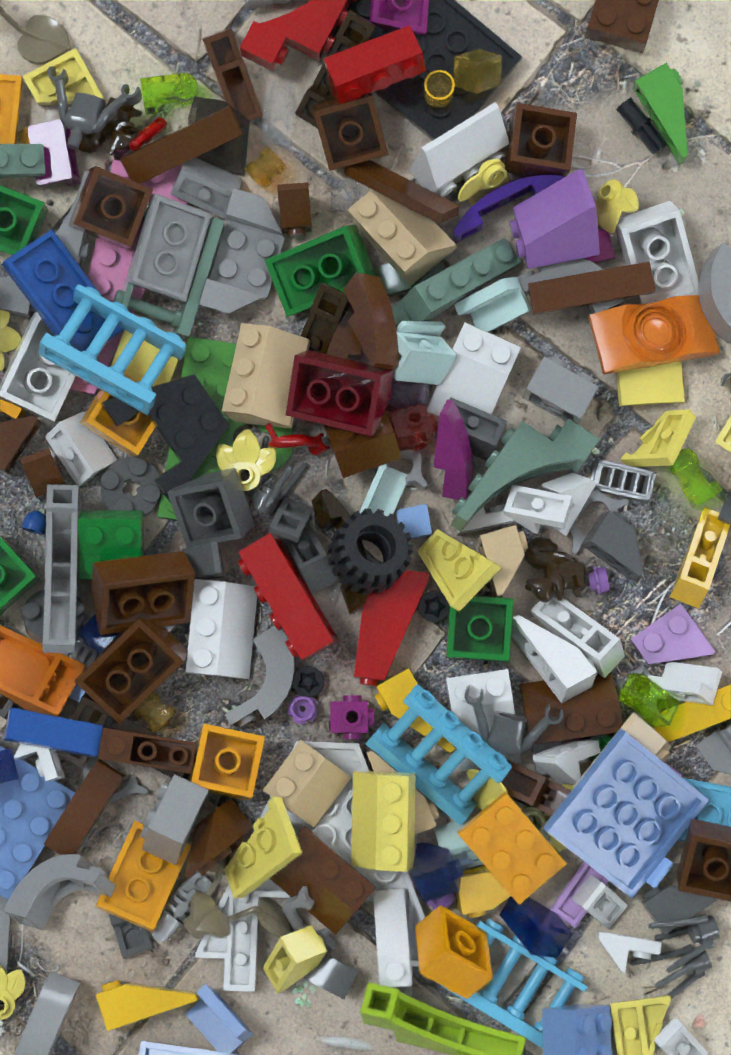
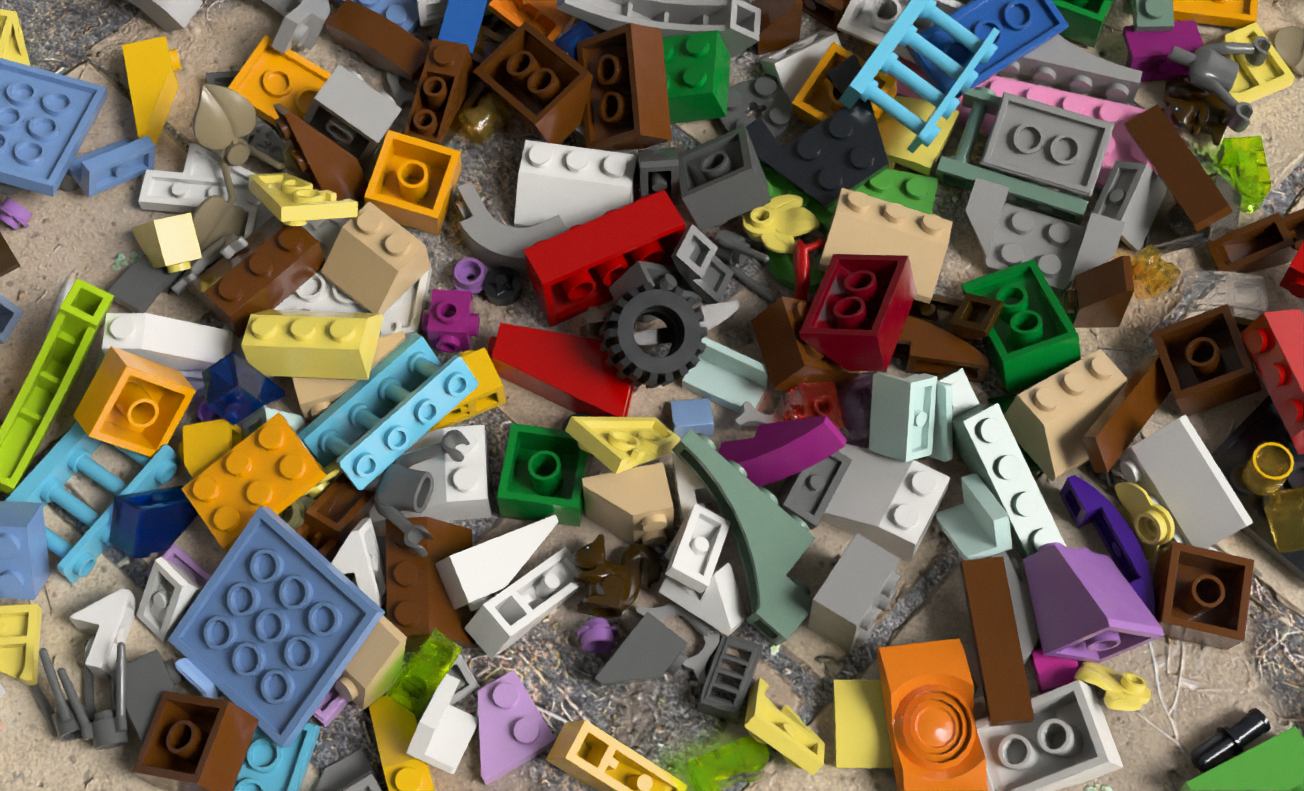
camera: 95 degrees right, 20 degrees down
(110, 207) = (1098, 80): reddish brown brick -> none
(148, 133) = (1191, 140): red piece -> none
(373, 320) = (951, 352): reddish brown slope -> none

